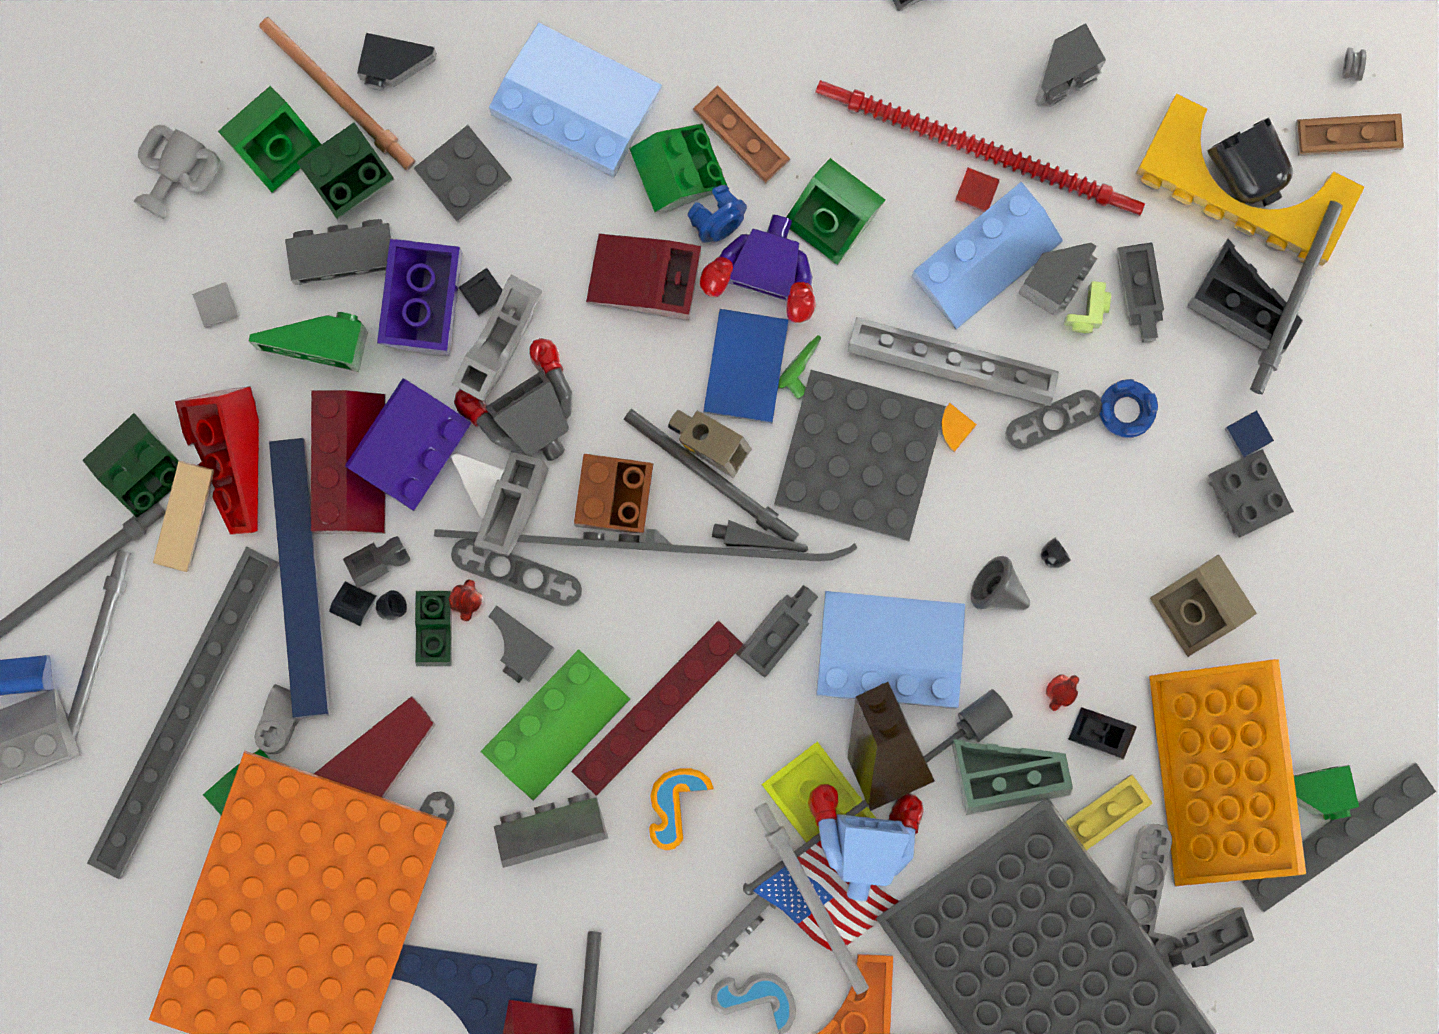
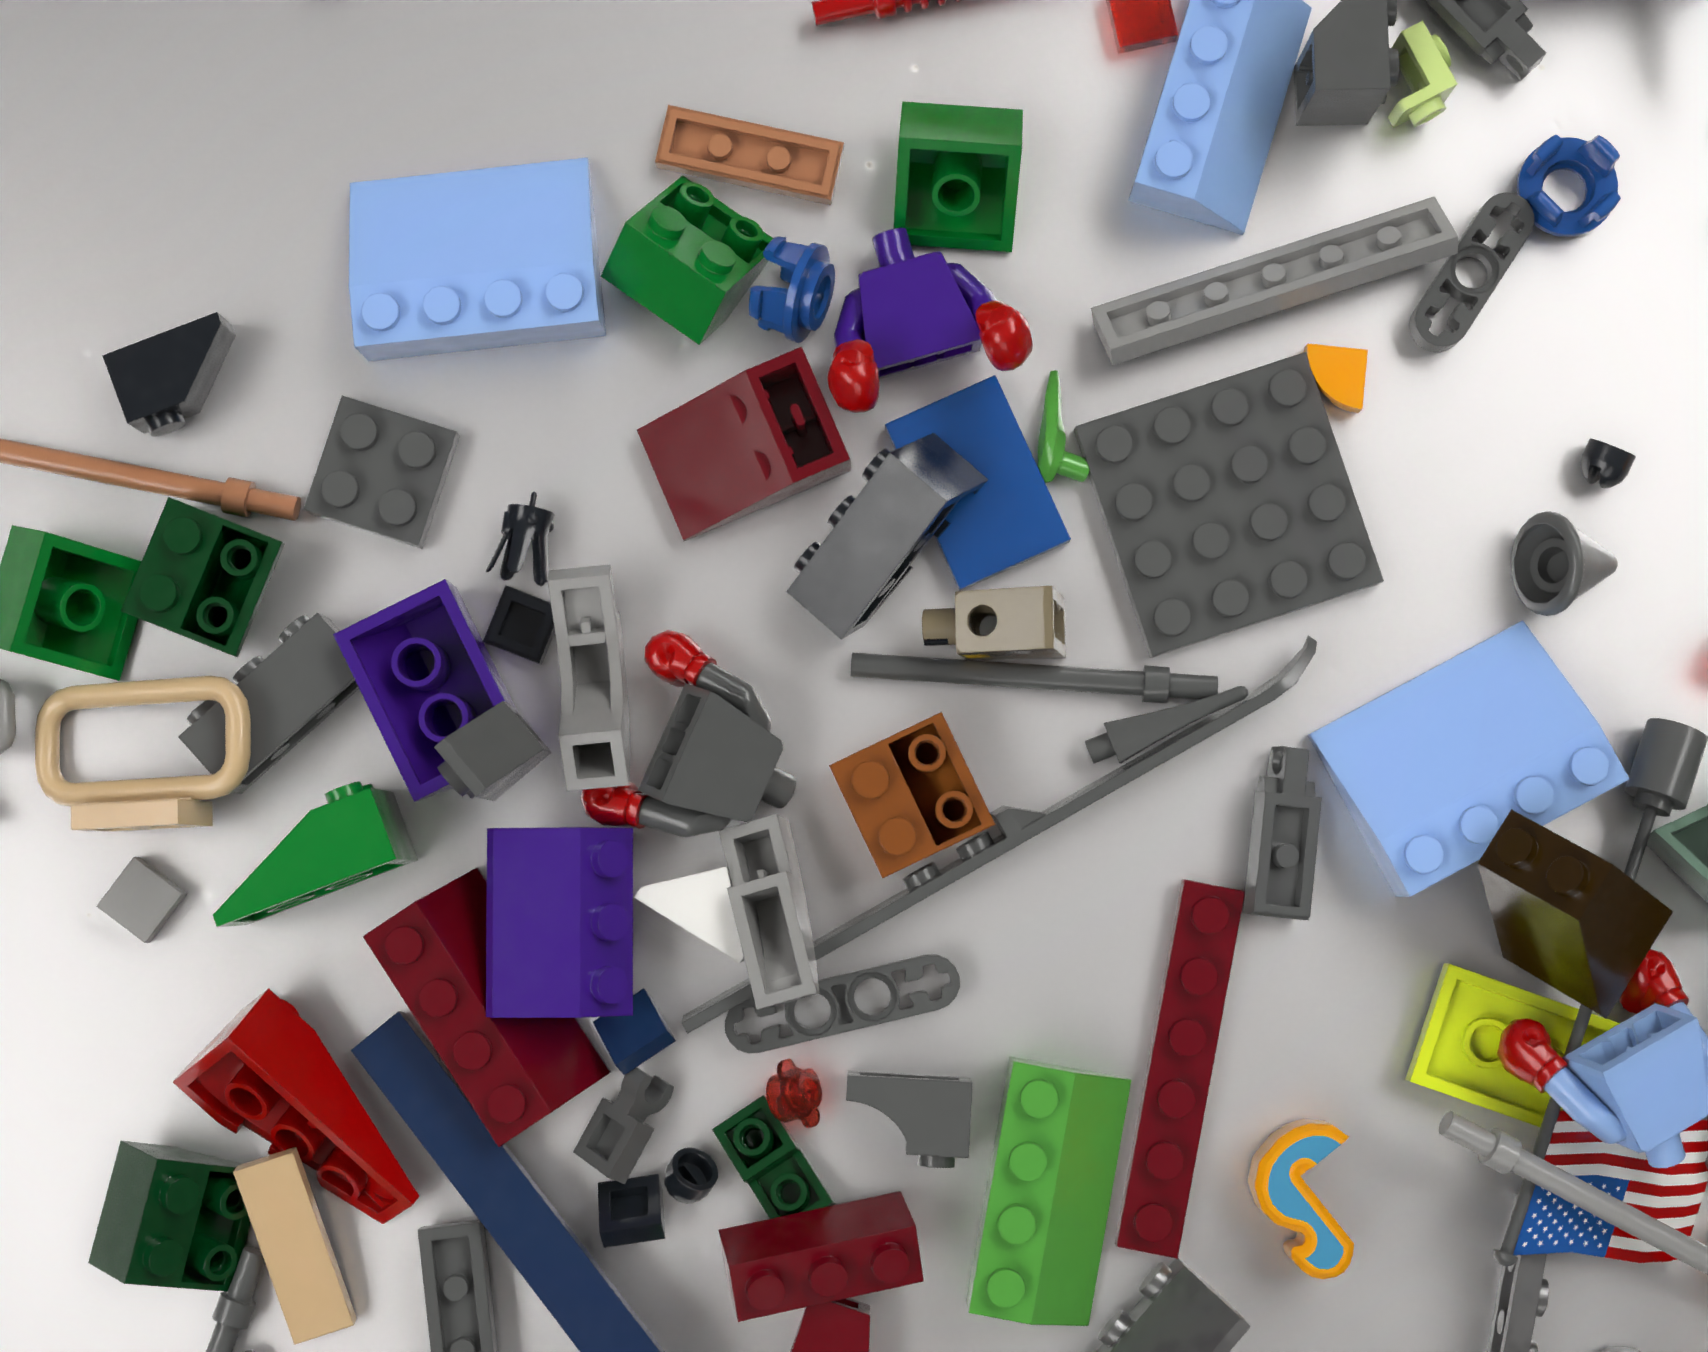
camera: 25 degrees left, 0 degrees up
(250, 260) = (148, 801): none -> tan bar
(408, 522) = (635, 1037): none -> dark blue tile
(428, 343) = (490, 753): none -> dark grey slope
(428, 681) = (821, 1256): none -> dark red brick
(511, 244) = (520, 526): none -> black piece
(682, 359) = (882, 532): none -> wedge

